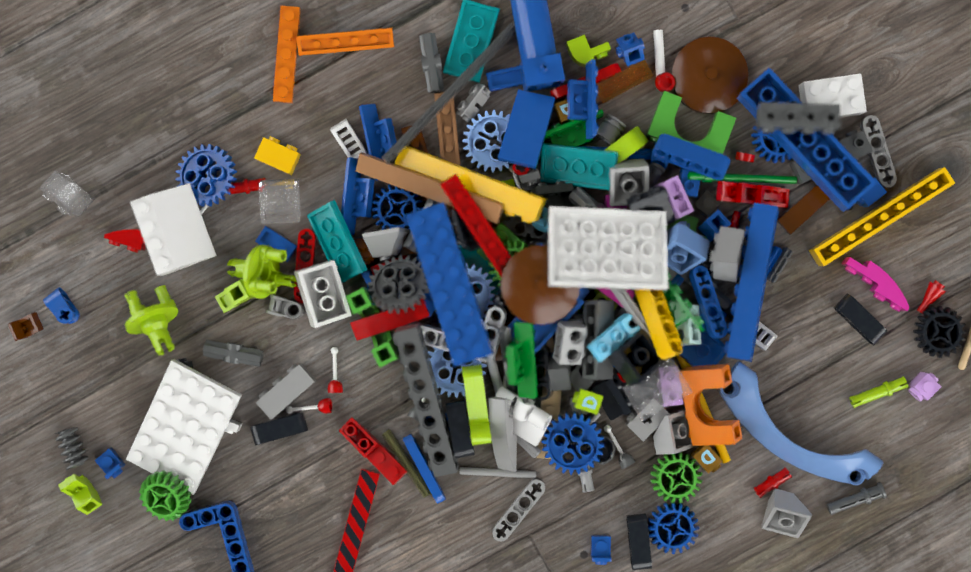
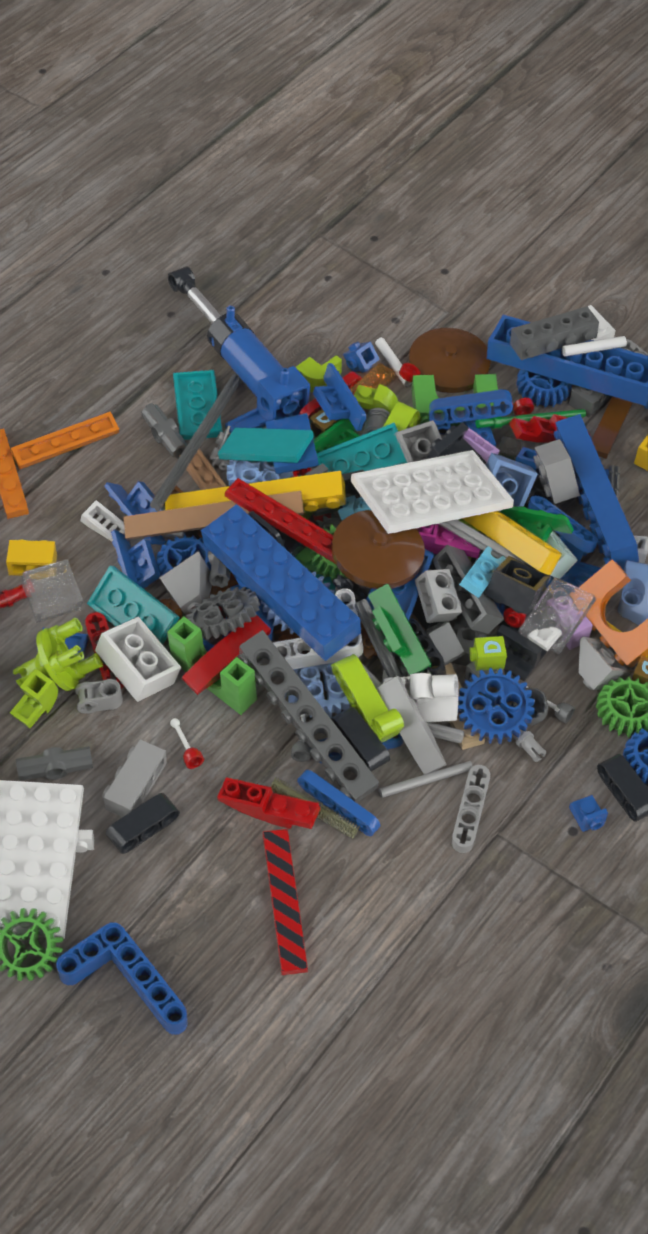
camera: 25 degrees left, 35 degrees down
(323, 406) = (186, 781): hinge -> none
(503, 126) = (266, 445): none -> teal tile
(619, 106) = (376, 398): none -> lime brick
(636, 406) = (545, 637): none -> white tile
(645, 429) = (561, 668): light grey brick -> none
(826, 144) = (593, 346): none -> white piece

